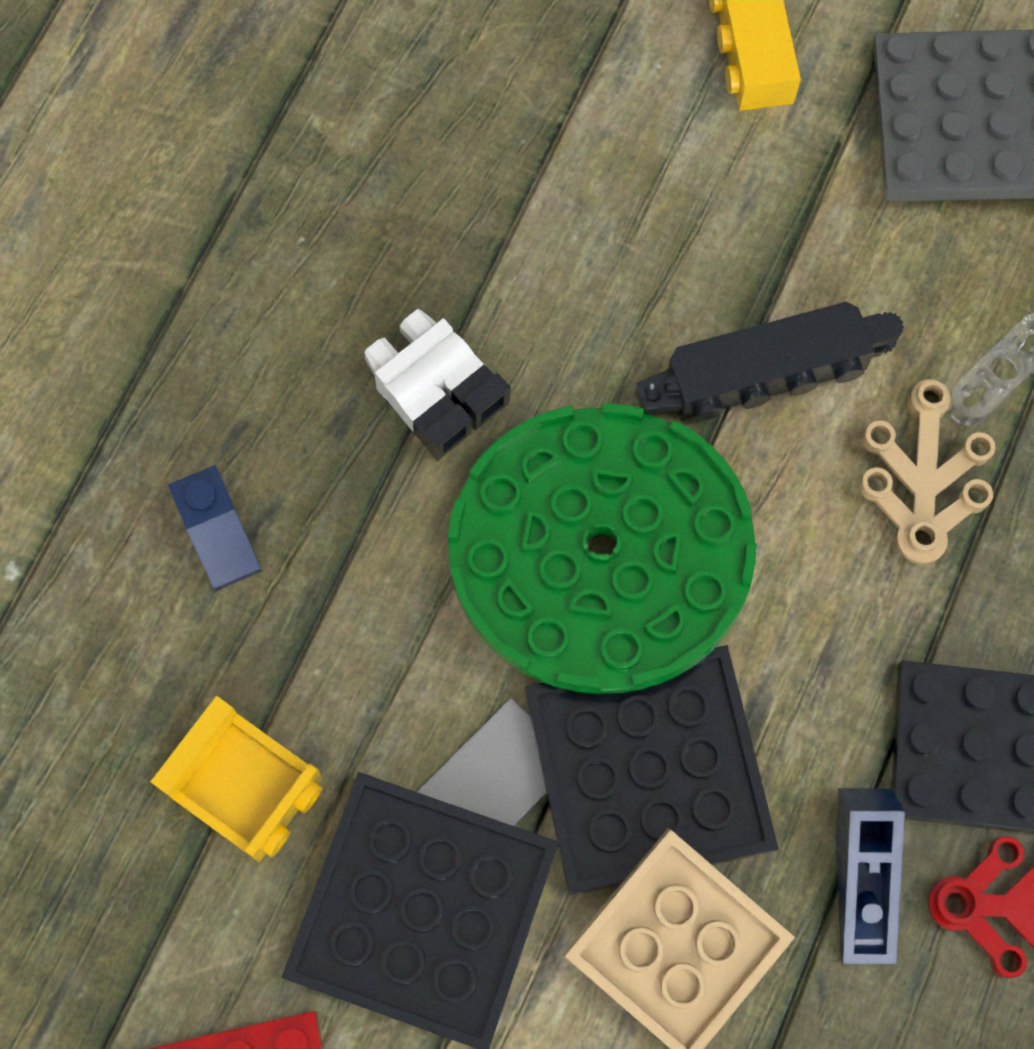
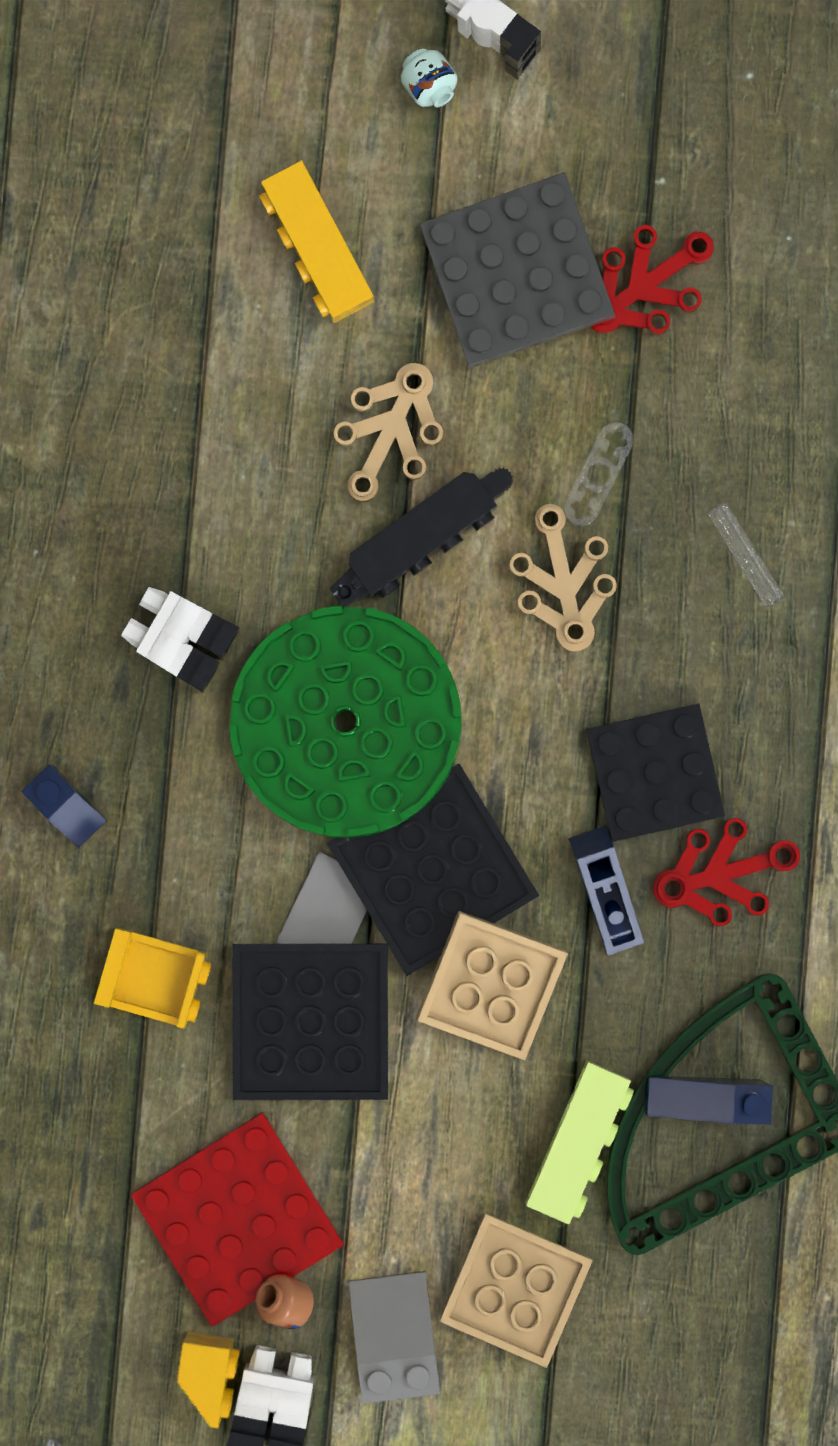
camera: 15 degrees left, 15 degrees up
(769, 234) = (392, 426): none -> tan plant

